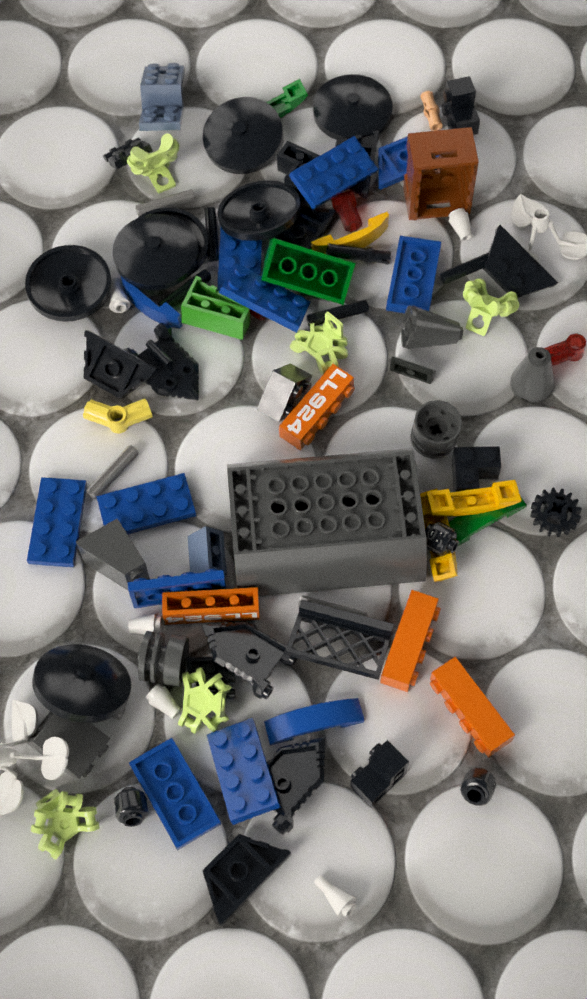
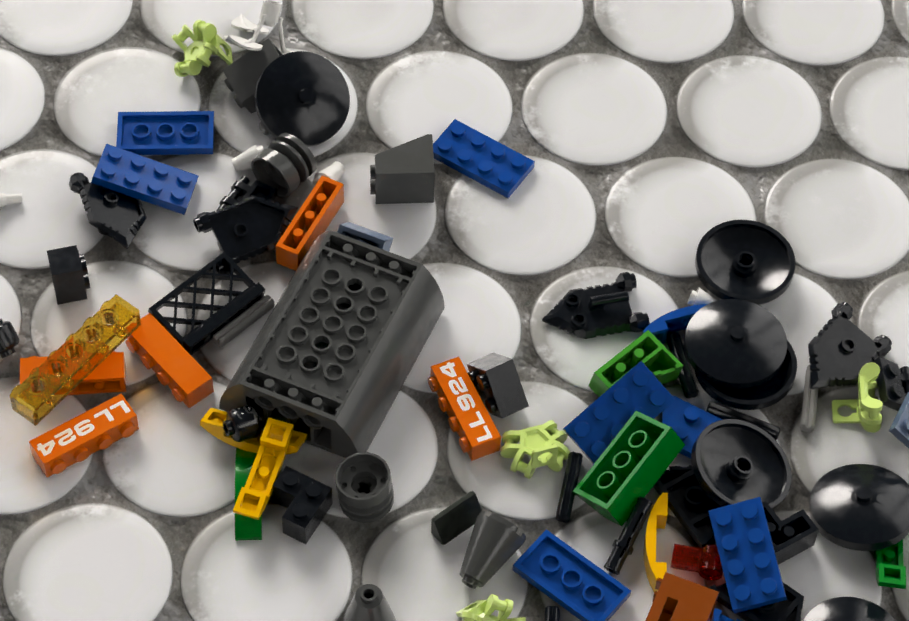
camera: 115 degrees right, 10 degrees down
(105, 414) = (561, 239): light yellow piece -> none
(112, 471) = (505, 218): light grey axle -> none
(113, 367) = (619, 256): black wing -> none
(116, 191) = (842, 350): none -> black shield
(131, 806) = (175, 97): black head -> none
(148, 504) = (451, 229): blue plate -> none
(149, 592) = (346, 195): blue plate -> none
(201, 701) = (226, 172): yellowish green piece -> none
(240, 872) = (67, 147): black wing -> none
(313, 719) = (150, 259): blue slope -> none
(482, 689) = (105, 339): none -> clear yellow brick
(520, 661) = (84, 435): none -> orange brick
(553, 520) = (219, 555): black gear -> none

